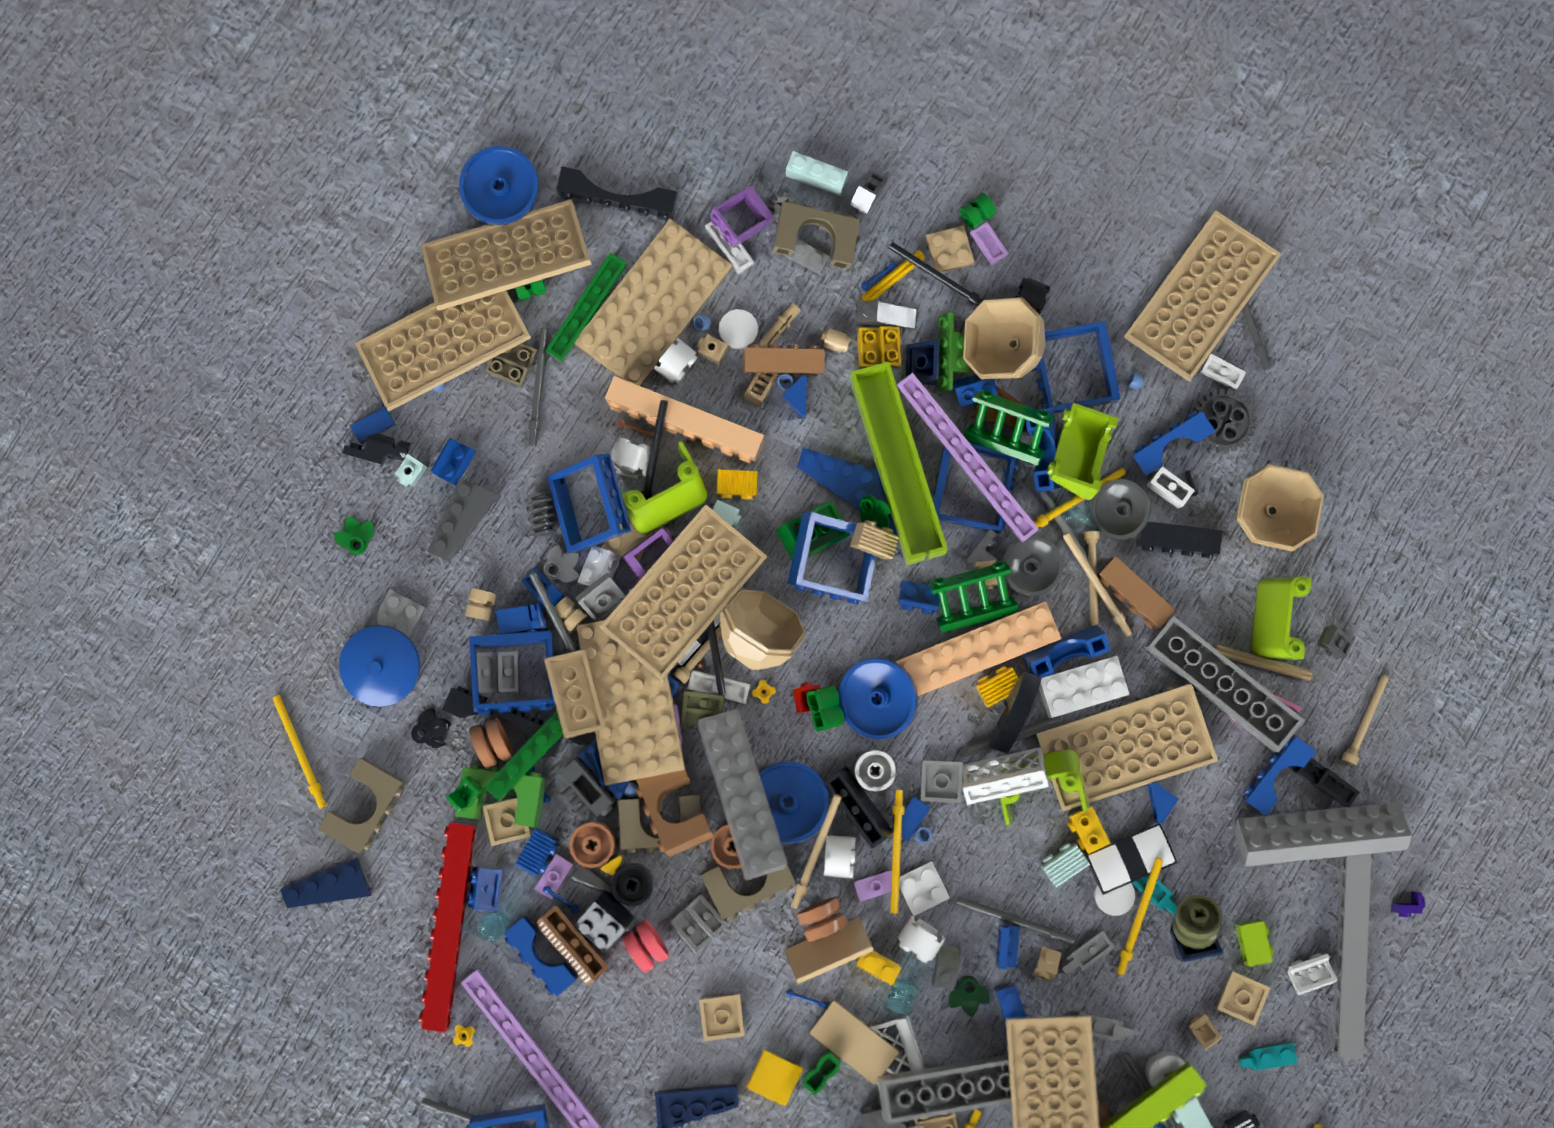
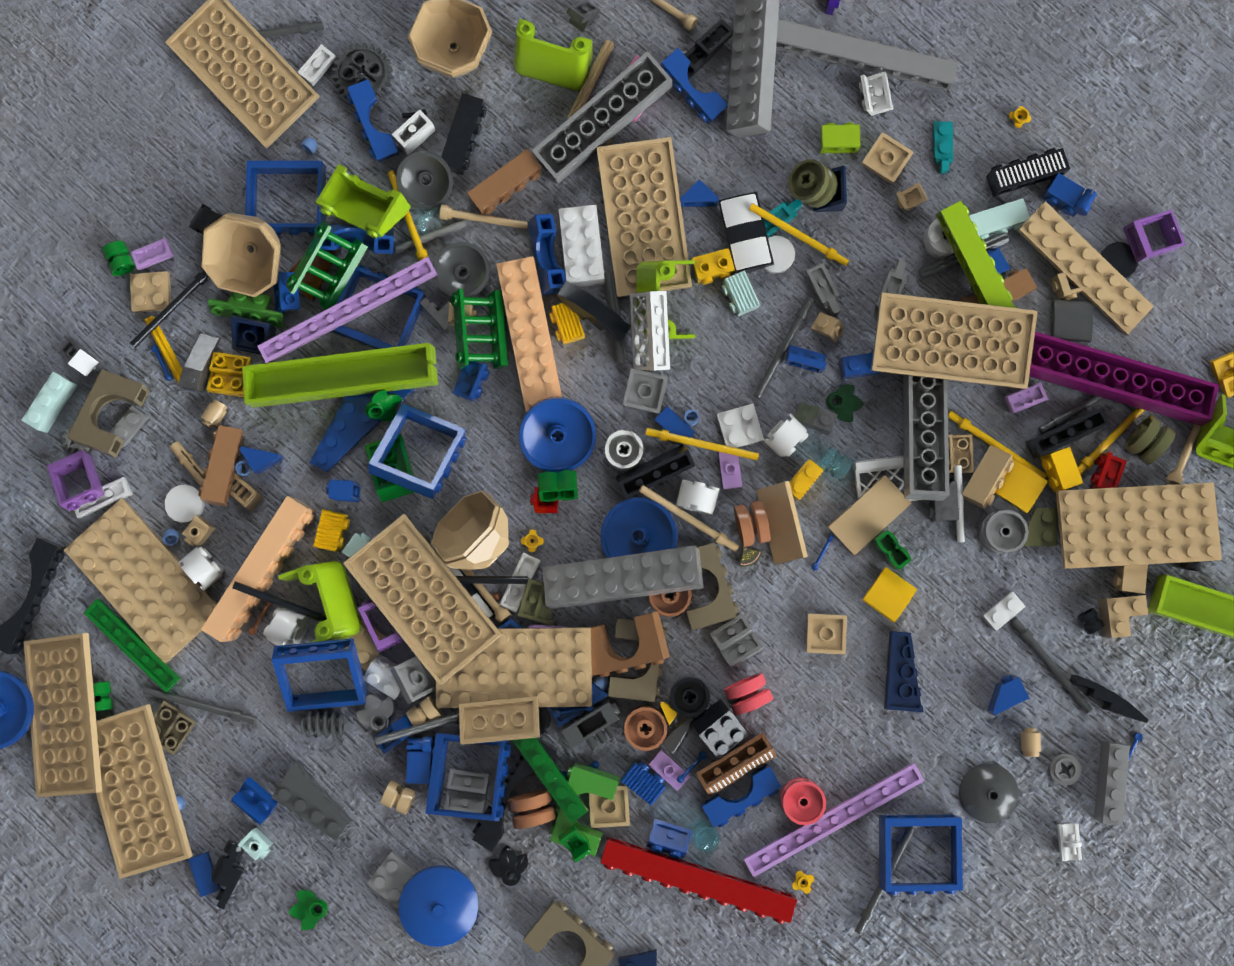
camera: 75 degrees left, 0 degrees up
(533, 1021) = (799, 812): none -> coral wheel
(780, 489) = (343, 490): none -> blue brick
(787, 922) = (749, 557): none -> olive tile
(874, 540) = (408, 410): tan brick -> none
(1118, 617) = (524, 203): tan bar -> none

